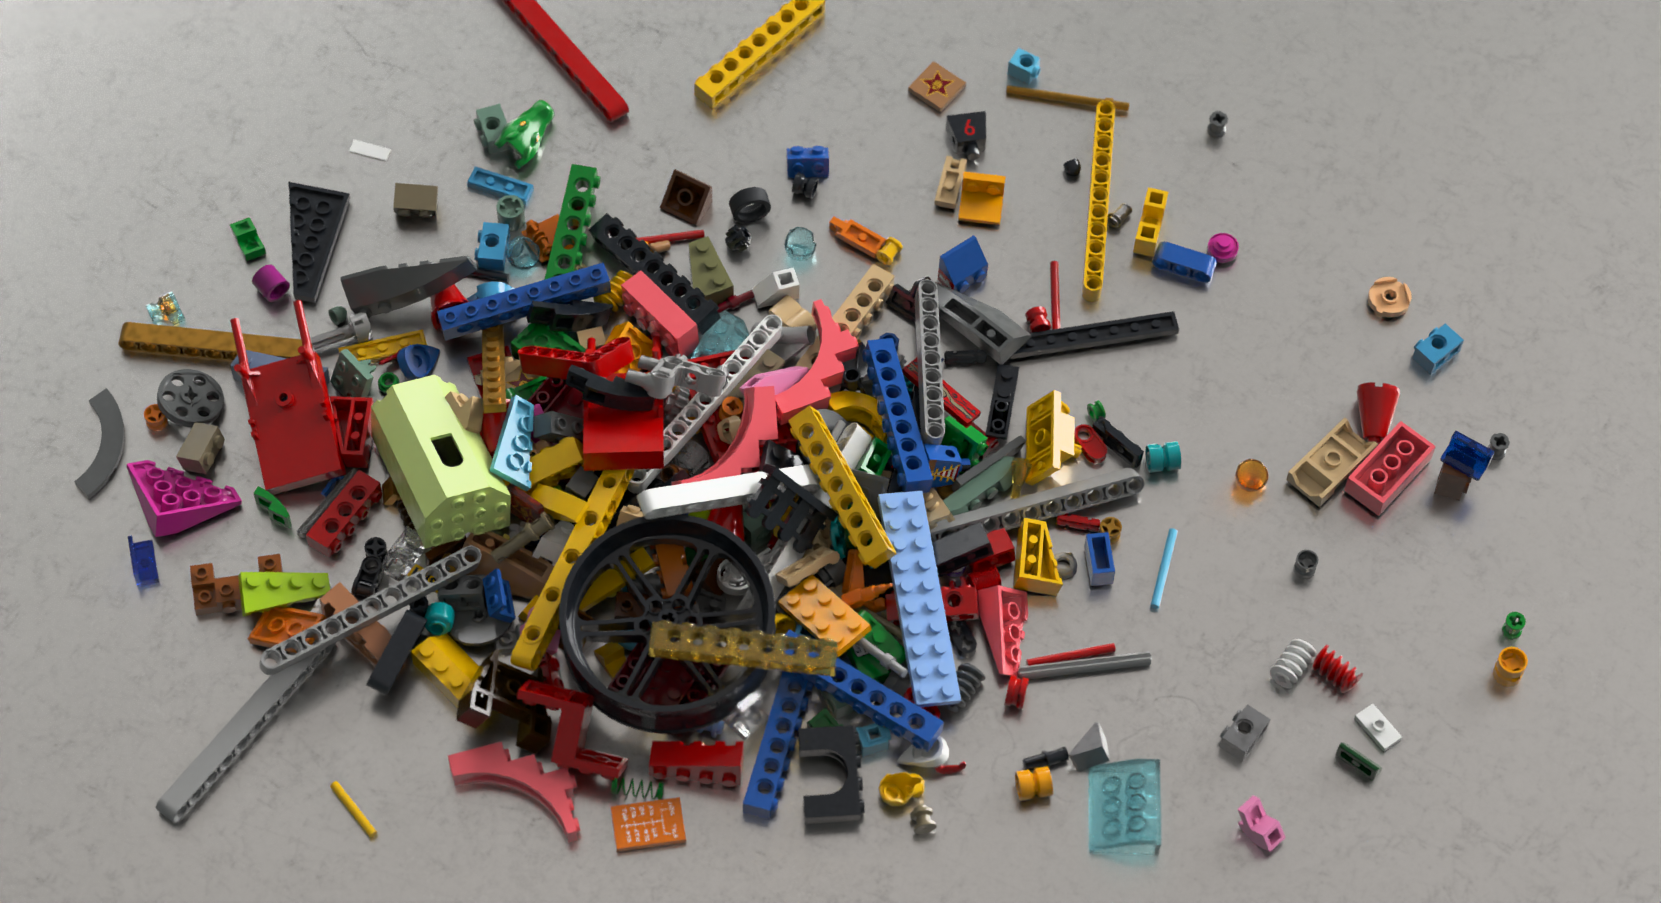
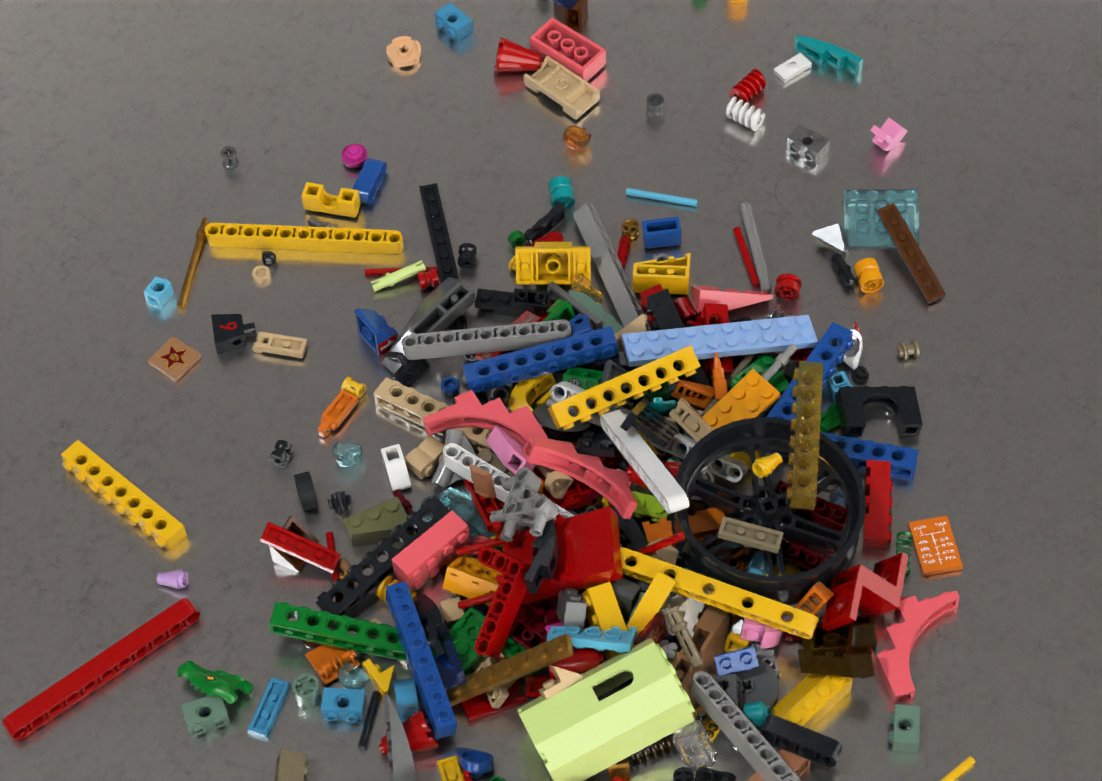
camera: 85 degrees left, 5 degrees down
(422, 776) = (908, 717): none -> sand green brick
(511, 328) = (450, 667): none -> clear blue panel
(522, 274) = (381, 680): none -> yellow slope
(561, 673) = (820, 594): none -> orange slope
(613, 583) = (750, 534): none -> dark tan plate
(624, 504) = (661, 544): none -> red bar
(654, 98) = (176, 579): none -> lavender cone
(674, 197) = (300, 547): none -> red tile
(704, 605) = (764, 466): none -> yellow cone
(733, 344) = (482, 482): none -> nougat piece
(808, 161) = (253, 453): blue bracket -> none
(891, 765) = (860, 374): none -> black piece
(900, 787) = (884, 364): yellow hair -> none
(981, 198) = (301, 321): light orange bracket -> none
(1039, 285) = (397, 276): none -> yellowish green pin
(1052, 163) = (261, 274): none -> tan tile
(1064, 831) = (911, 253): none -> reddish brown plate
(1071, 360) = (467, 255): none -> black wheel
(1358, 760) = (822, 79): dark green slope -> none
(1399, 764) = (826, 52): none -> teal slope

